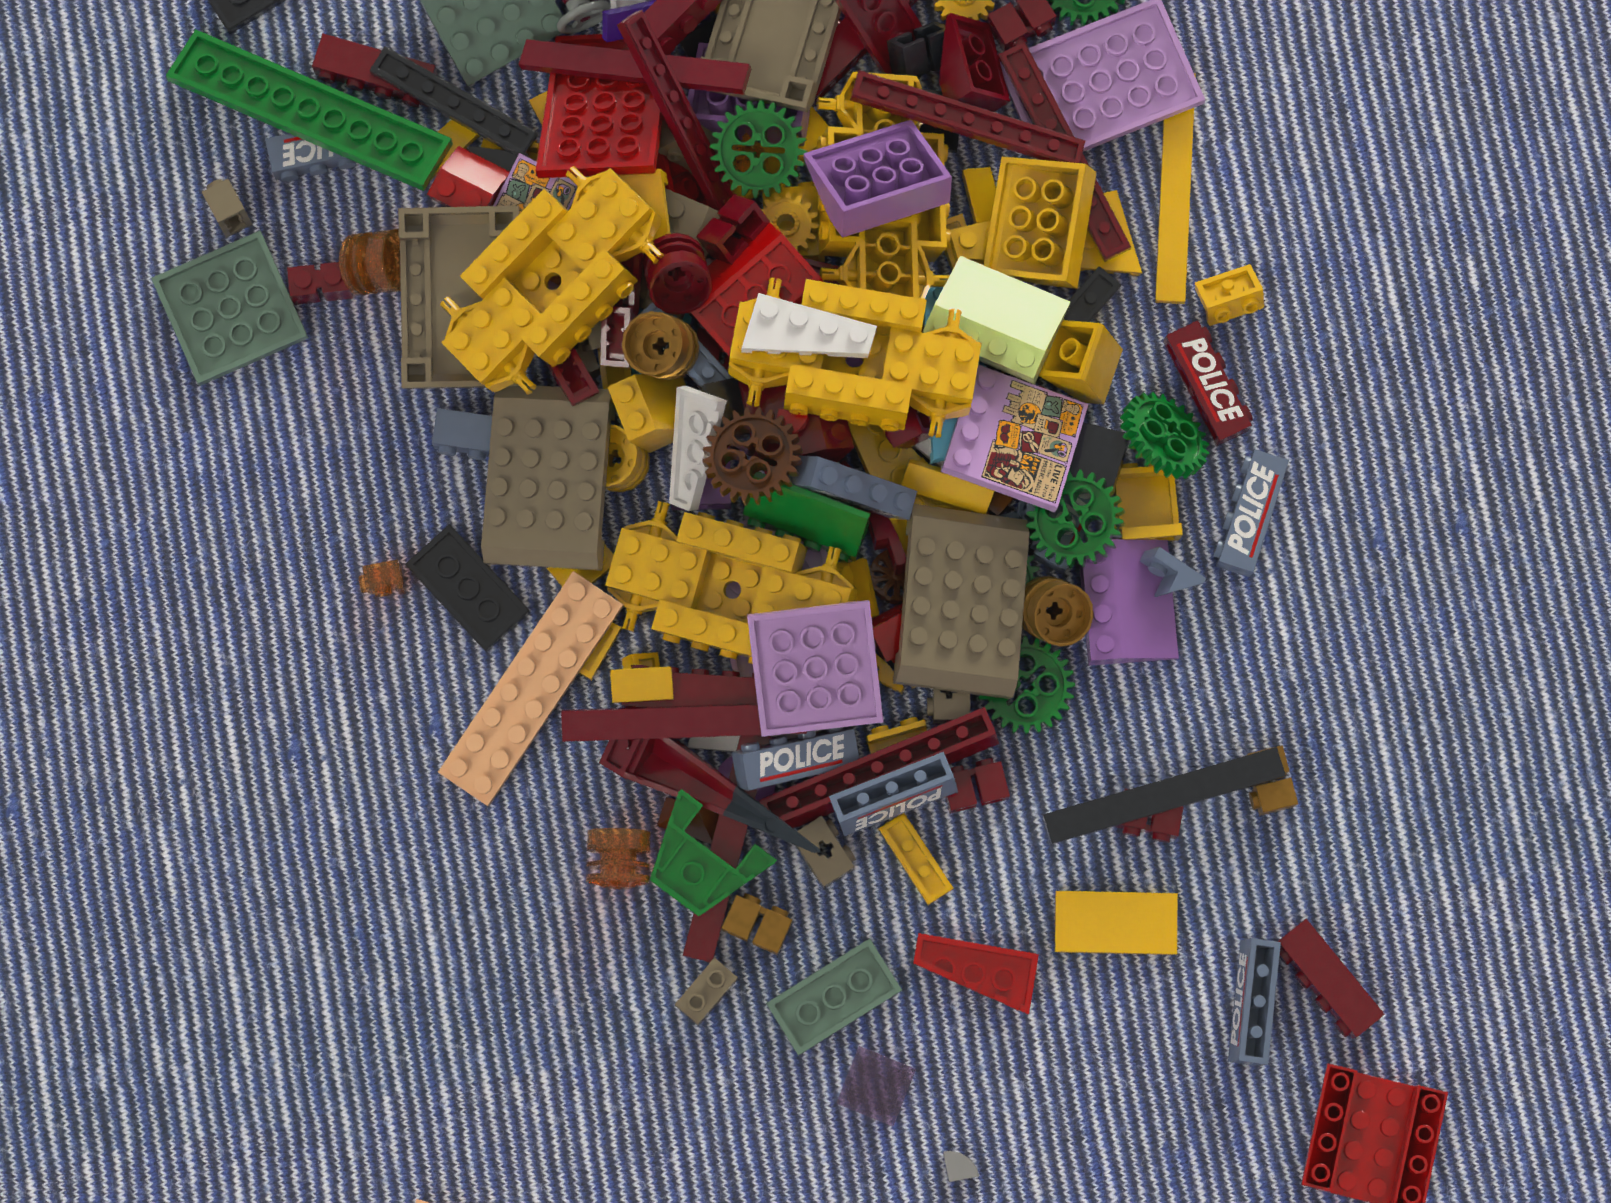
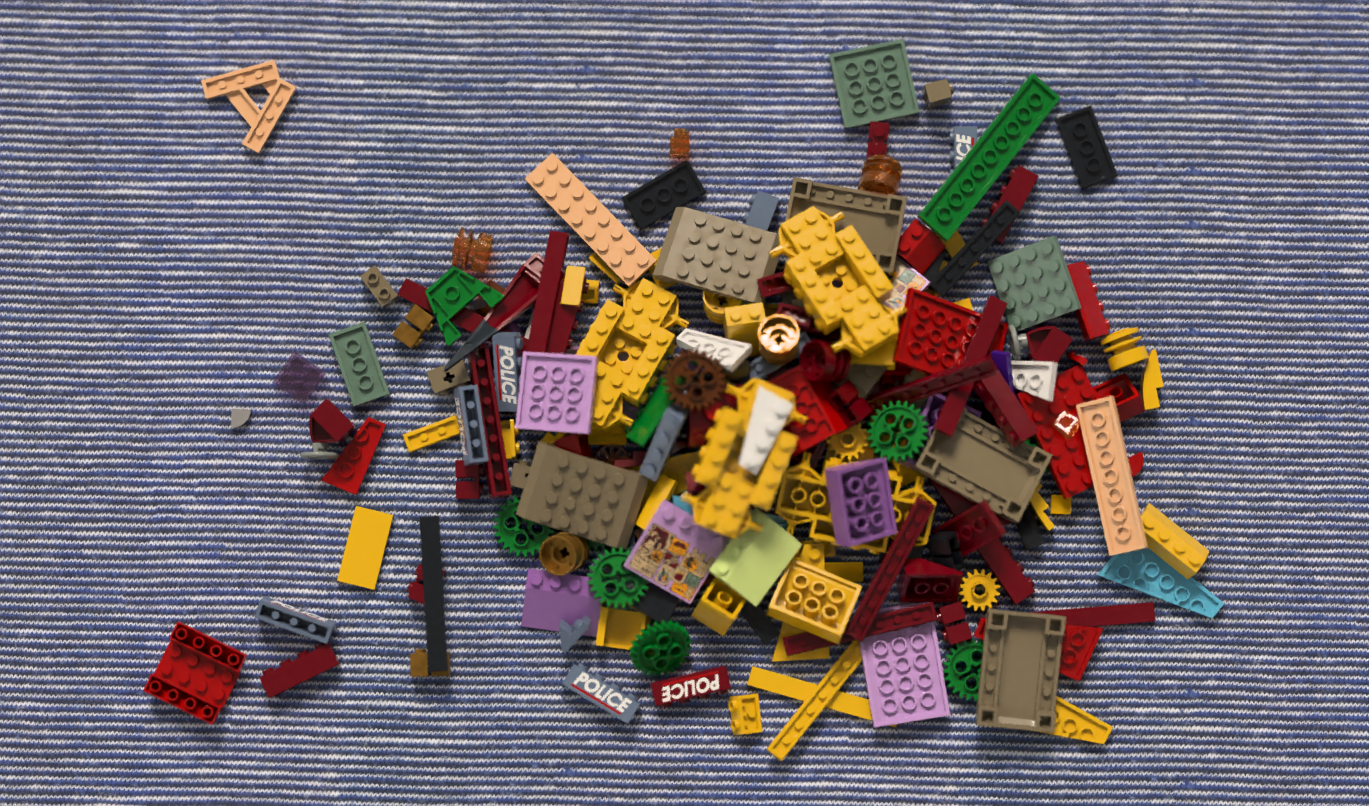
camera: 105 degrees right, 5 degrees up
(945, 1021) = (327, 427): none -> dark red piece
(1187, 194) = (816, 701): none -> yellow tile

